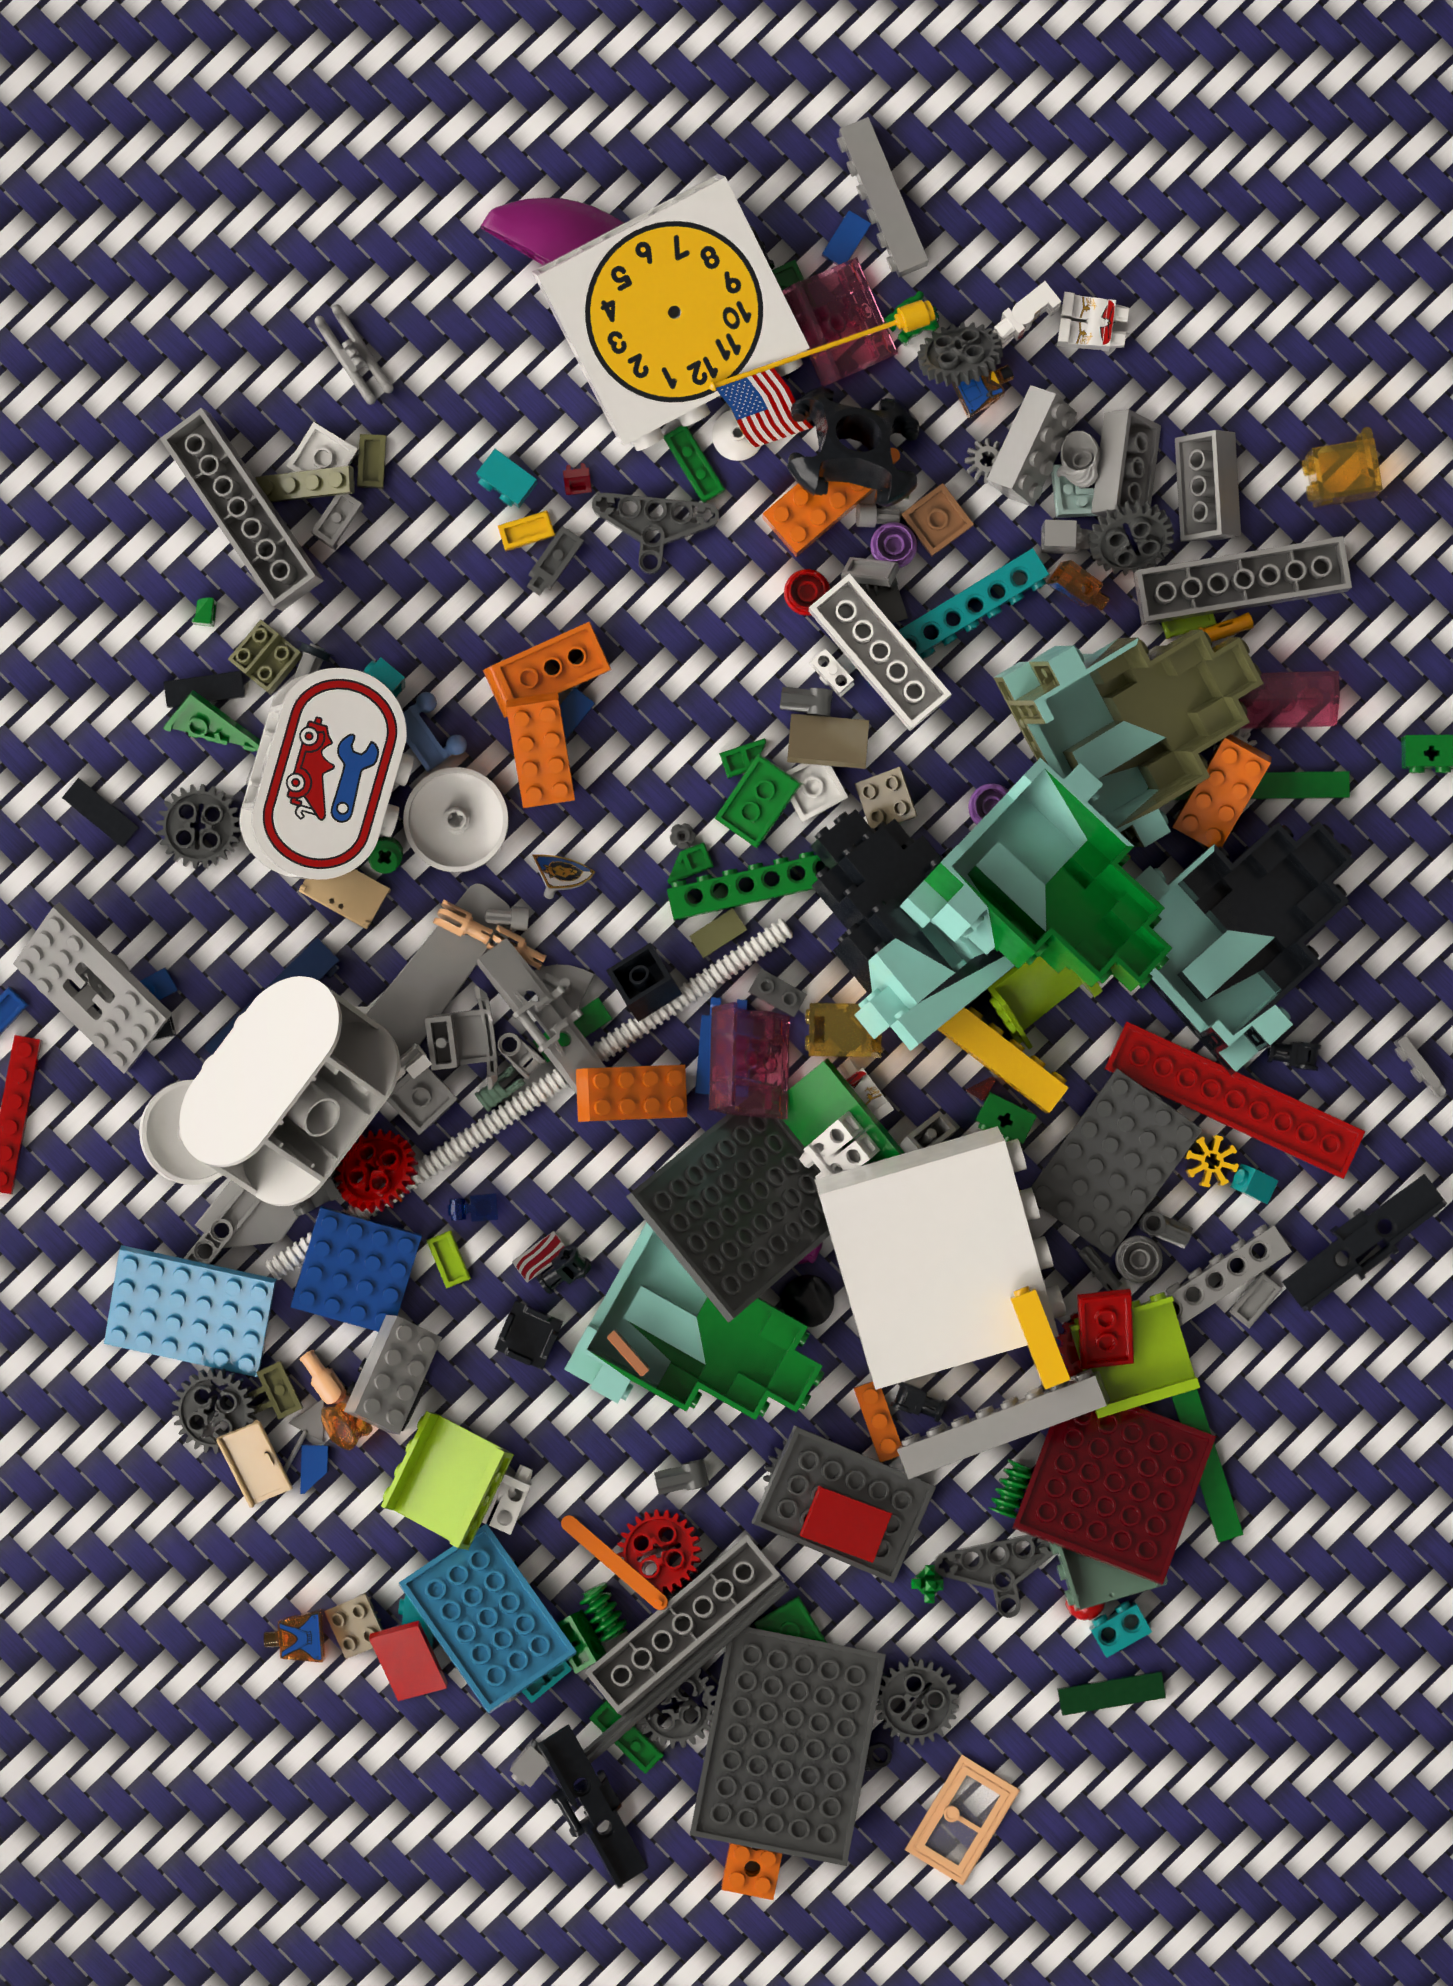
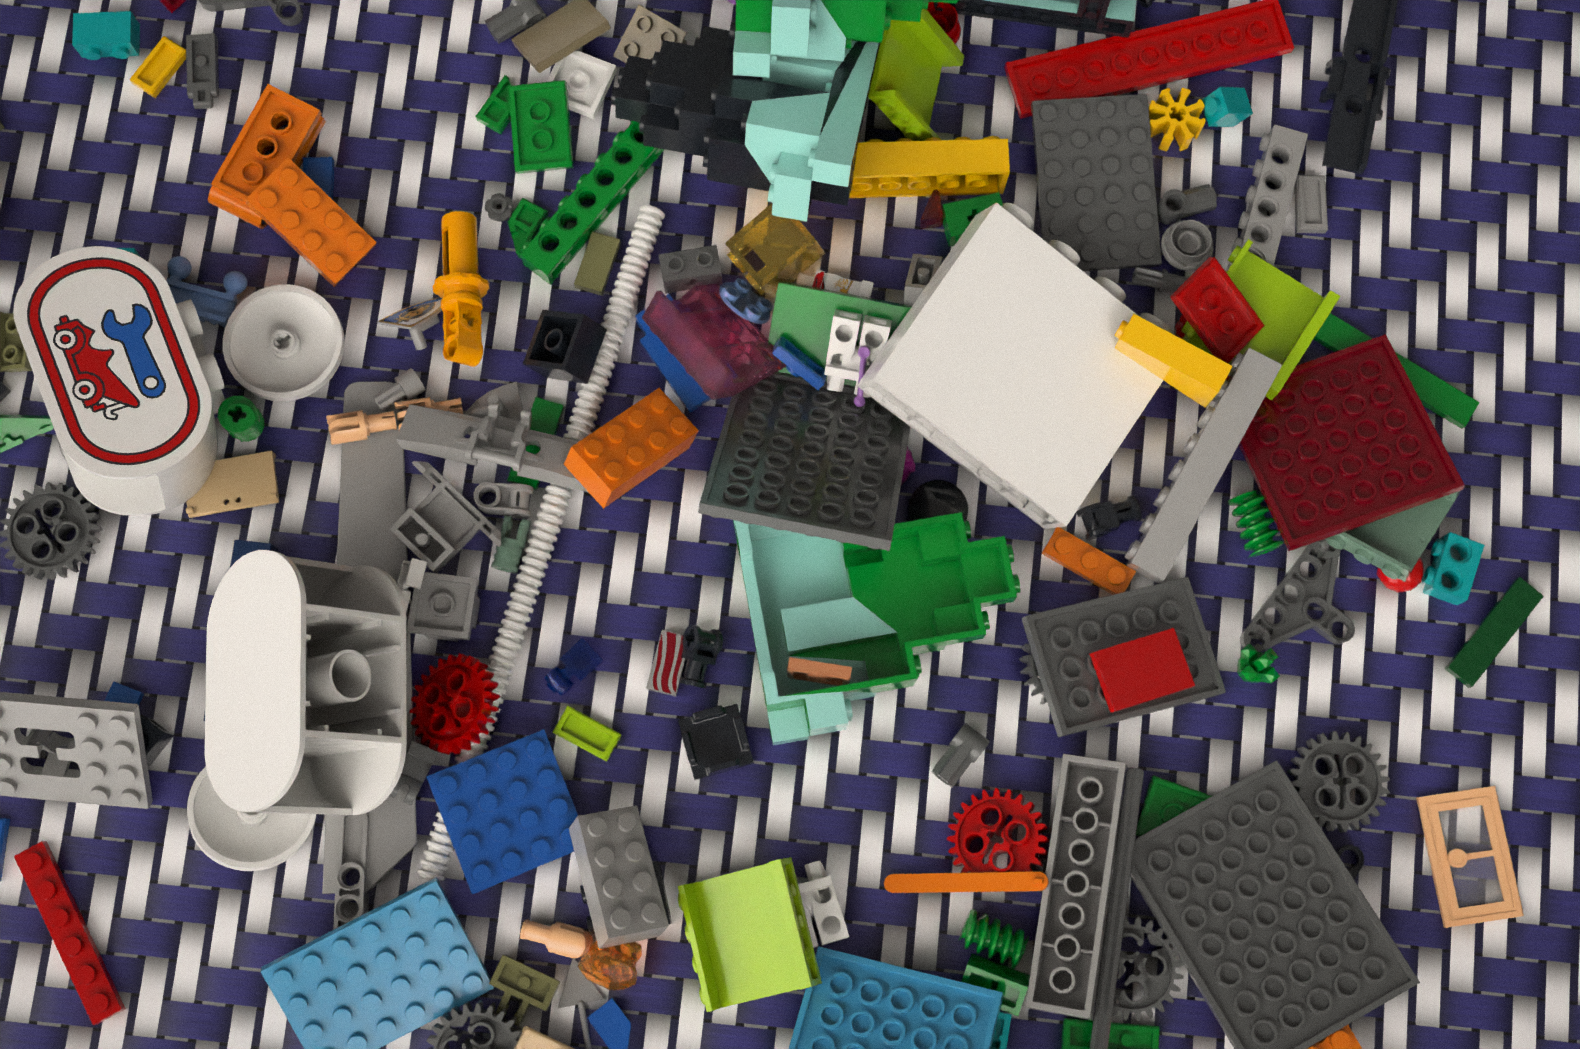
camera: 45 degrees left, 10 degrees down
(606, 881) = (461, 289): none -> light orange piece
(792, 1049) = (745, 302): none -> medium blue dish
(794, 1125) = (799, 363): none -> blue plate
(838, 1160) = (863, 352): none -> medium lavender hinge

